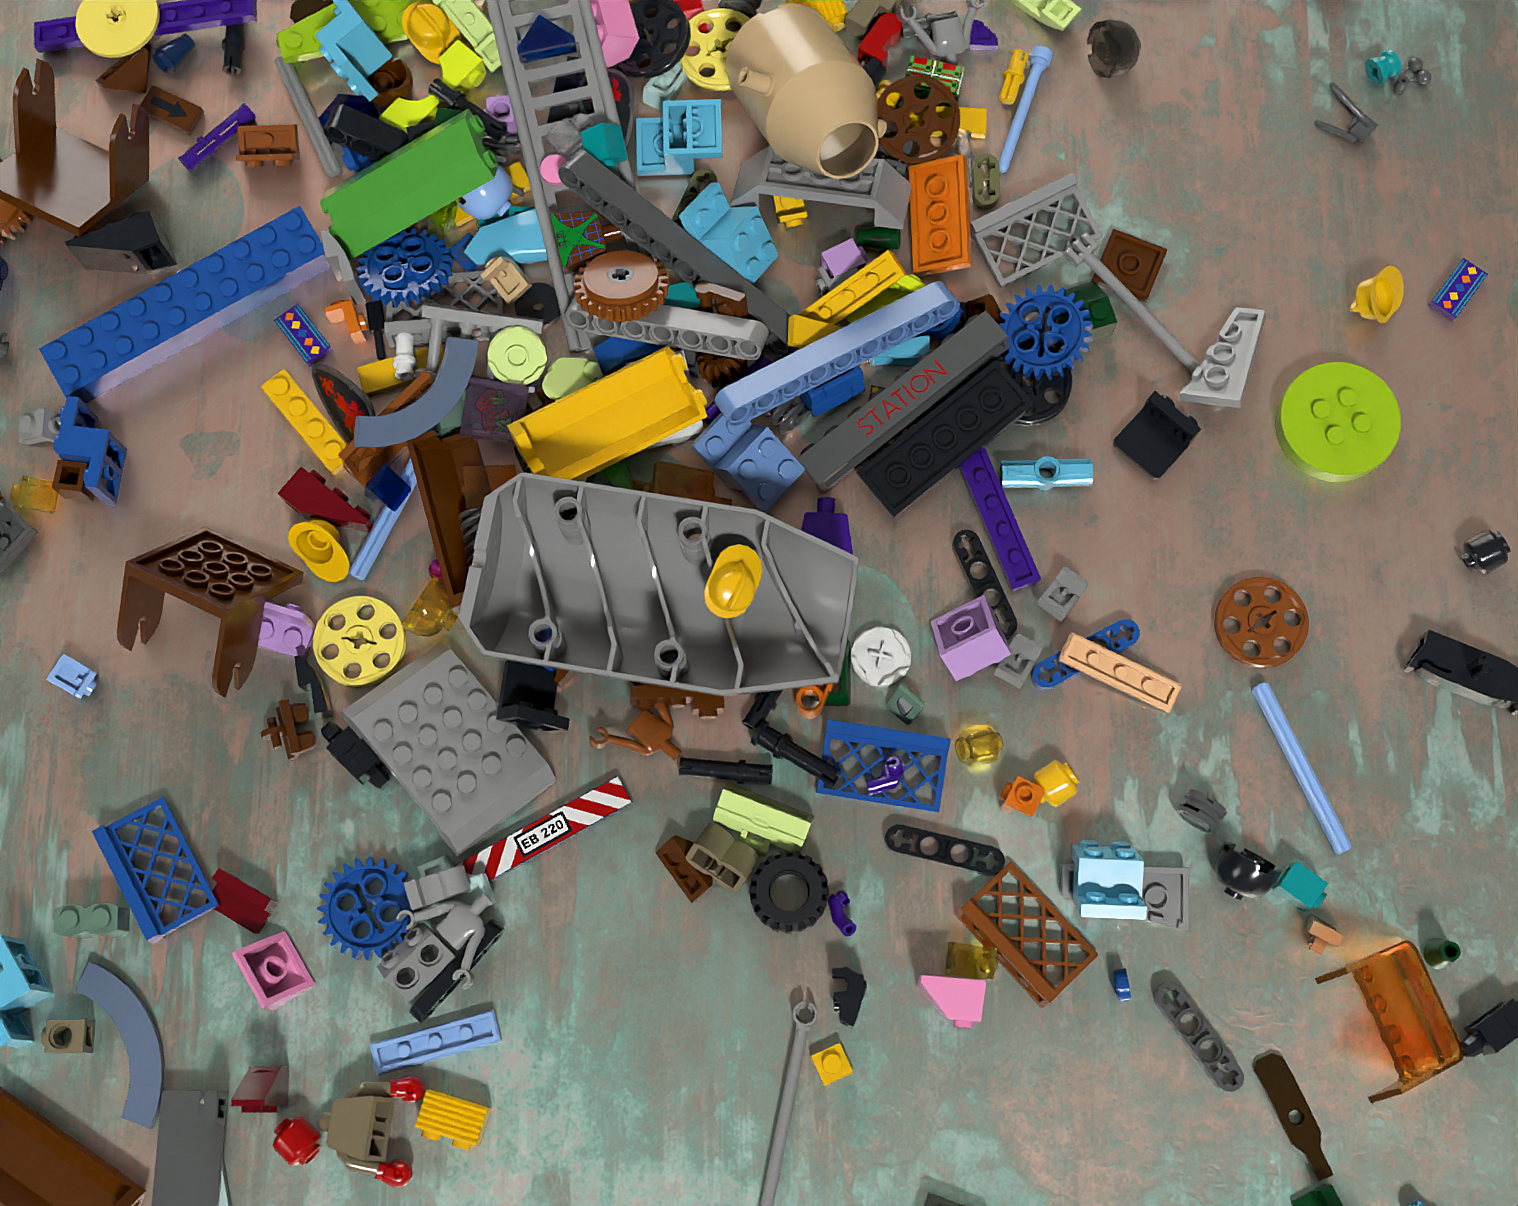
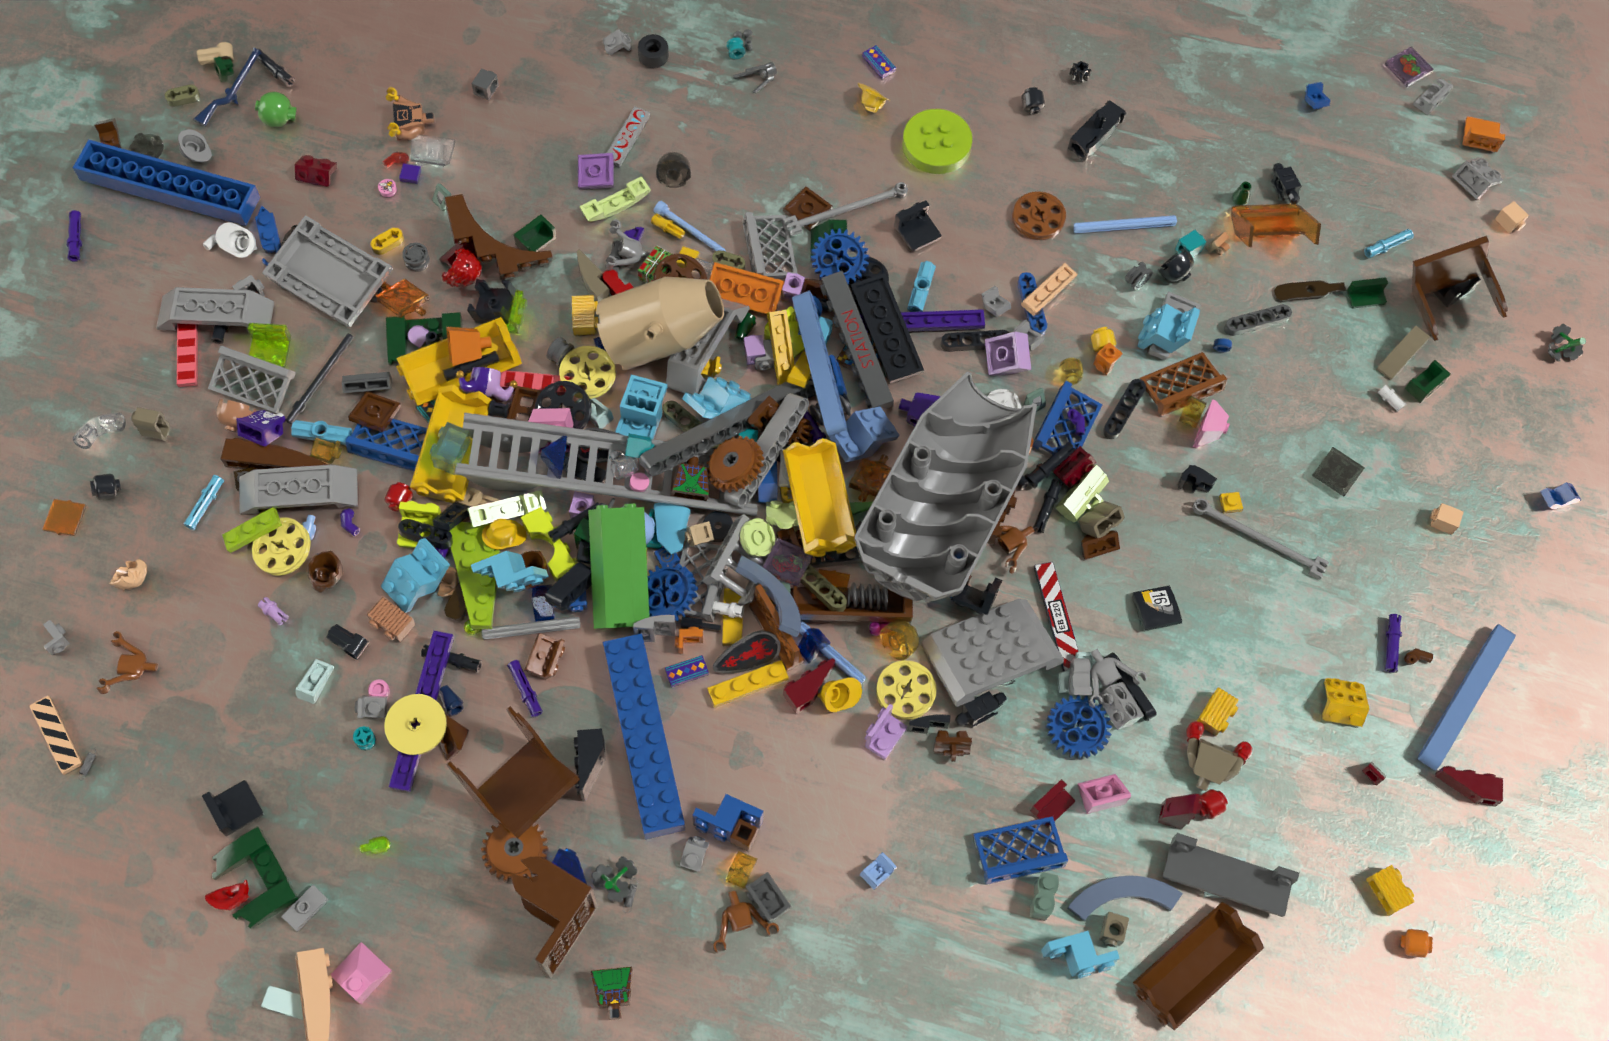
camera: 80 degrees left, 10 degrees down
(171, 110) = (490, 714): reddish brown tile -> none
(215, 577) = (848, 751): reddish brown piece -> none
(435, 1042) = (1168, 713): light blue tile -> none
(479, 465) = (821, 582): none -> olive beam
(604, 984) = (1157, 607): none -> black slope
(733, 581) = (955, 446): yellow piece -> none
(796, 865) = (1136, 479): black tyre -> none
(802, 793) = (1075, 467): none -> dark red bracket
(839, 917) = (1140, 471): dark purple arm -> none
(963, 274) = (792, 280): none -> lavender brick
(1228, 363) = (889, 178): light grey wing -> none

